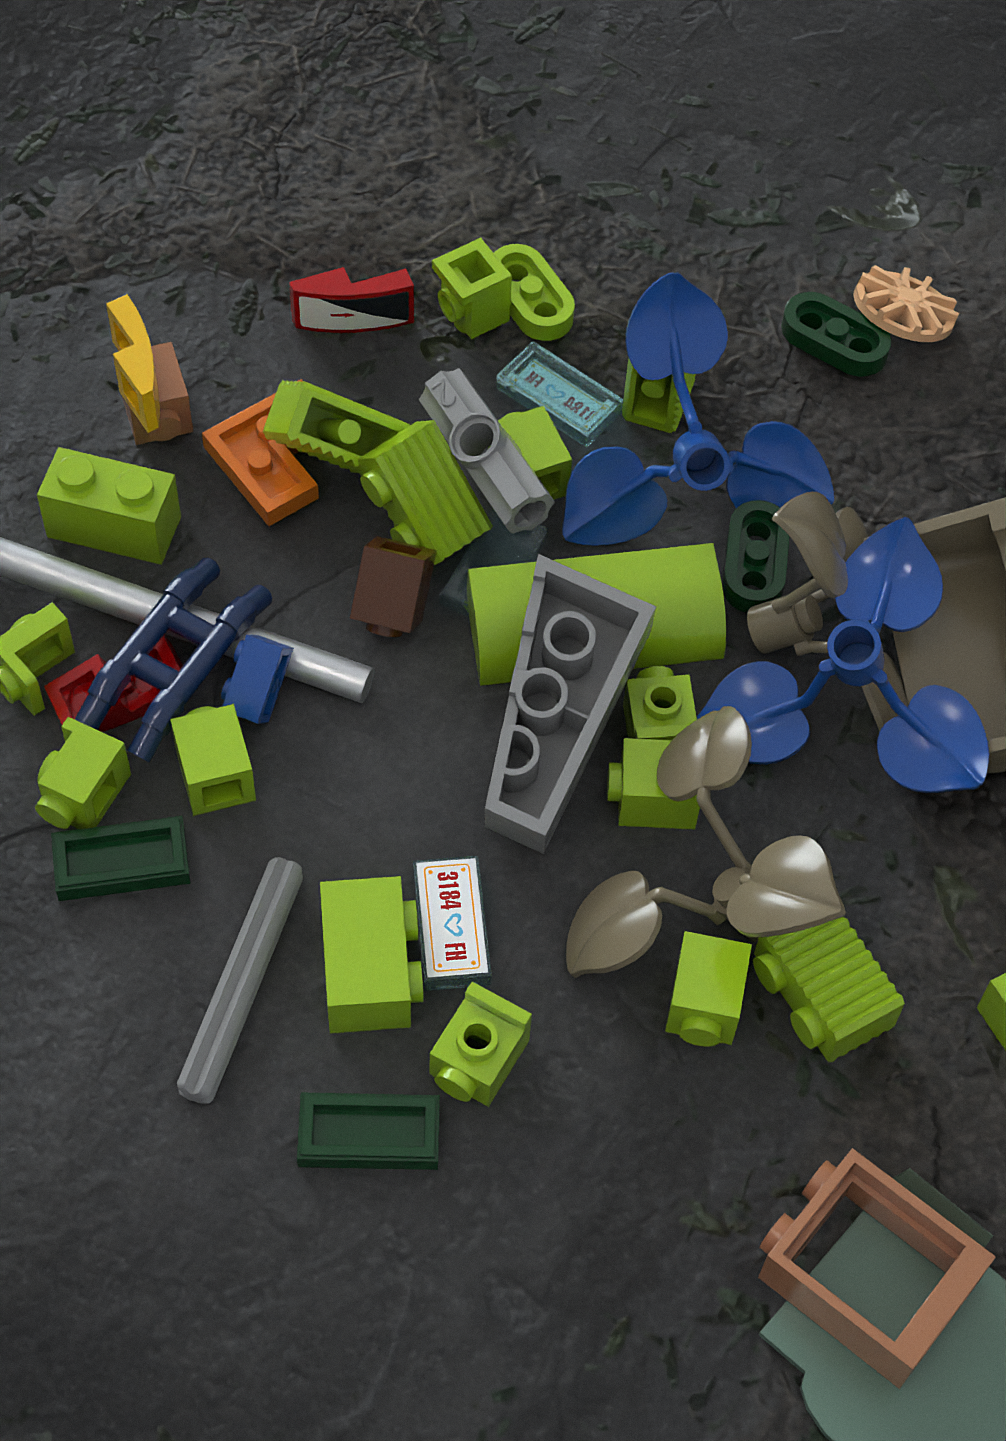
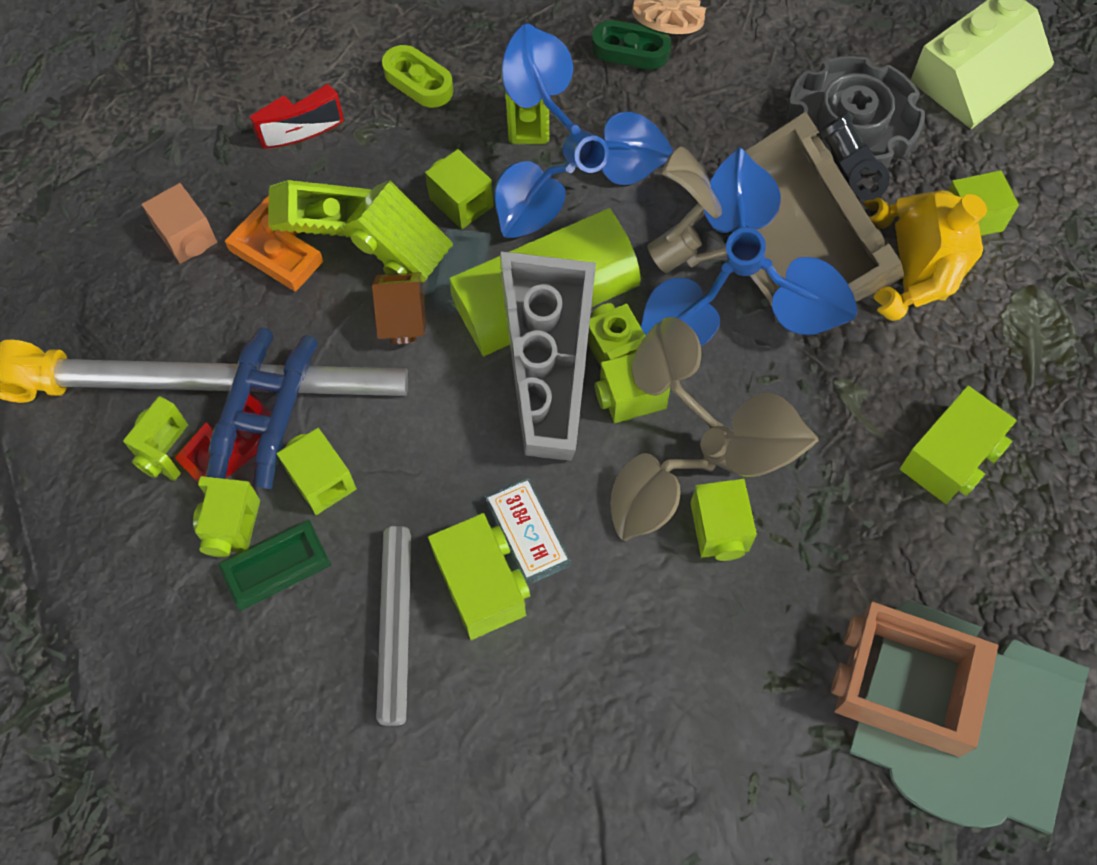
camera: 15 degrees left, 5 degrees up
(109, 505) = (176, 312): lime brick -> none
(134, 362) = (158, 203): yellow slope -> none
(256, 677) = (327, 402): blue piece -> none
(368, 1131) = (525, 703): dark green tile -> none
(474, 288) = (377, 91): lime brick -> none
(480, 1072) = (587, 595): lime brick -> none
(500, 471) = (448, 201): light grey piece -> none
(569, 396) = (478, 141): clear light blue tile -> none
(754, 561) = (640, 211): dark green plate -> none
(830, 985) = (806, 492): lime brick -> none

